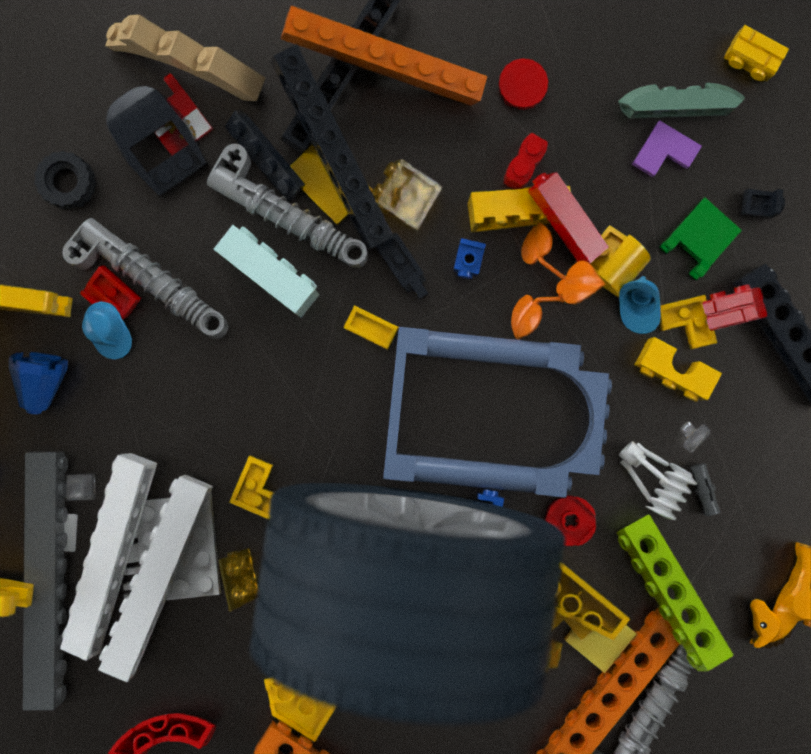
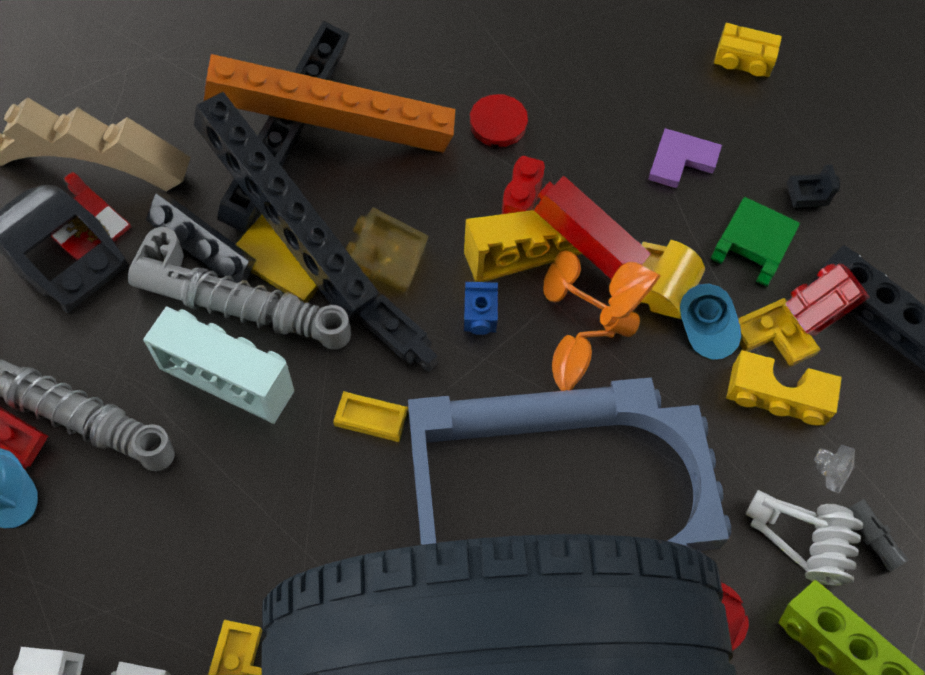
camera: 15 degrees left, 25 degrees down
(688, 102) = (681, 108): sand green brick -> none

